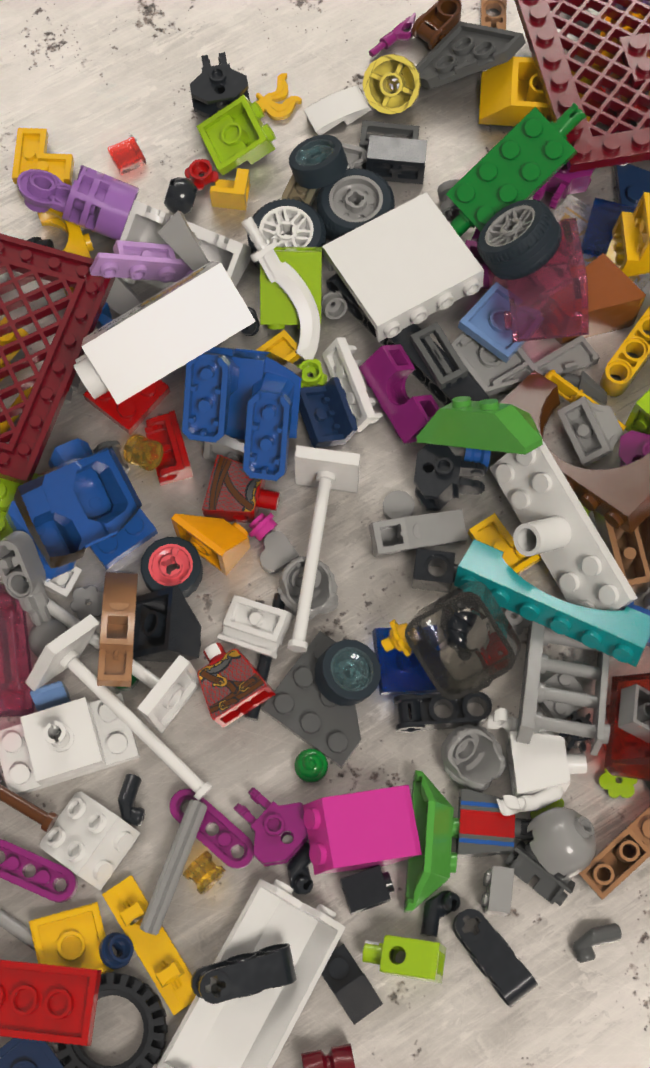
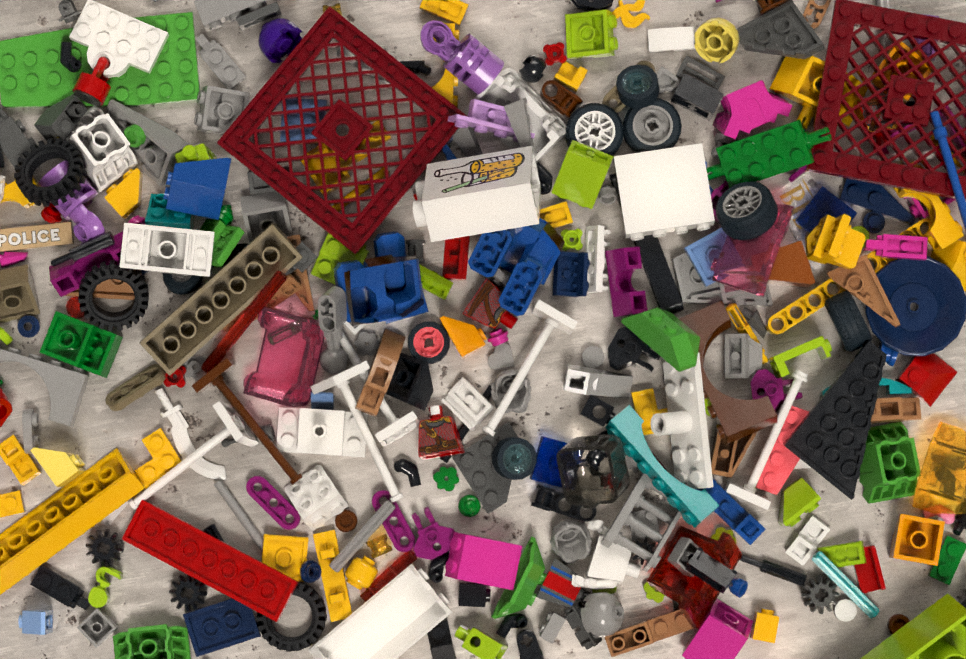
camera: 20 degrees right, 15 degrees up
(126, 156) = (507, 16): clear red tile -> none
(126, 801) = (347, 483): black arm -> none
(143, 452) = (438, 255): clear yellow wheel -> none
(144, 856) = (346, 521): none -> reddish brown tile
(154, 489) = (435, 283): none -> lime plate
(192, 922) = (361, 572): none -> yellow head
(210, 748) = (409, 469): none -> black arm
(229, 216) = (561, 99): none -> reddish brown piece
(233, 909) = (389, 574): none -> clear red piece
(245, 974) = (382, 616): black piece -> none
(266, 731) = (439, 477): none -> green plant
(292, 284) = (581, 179): white sword -> none
(397, 639) = (553, 449): yellow plant -> none
(451, 377) = (661, 267): dark grey tile -> none
(464, 136) = (749, 109): none -> dark pink slope

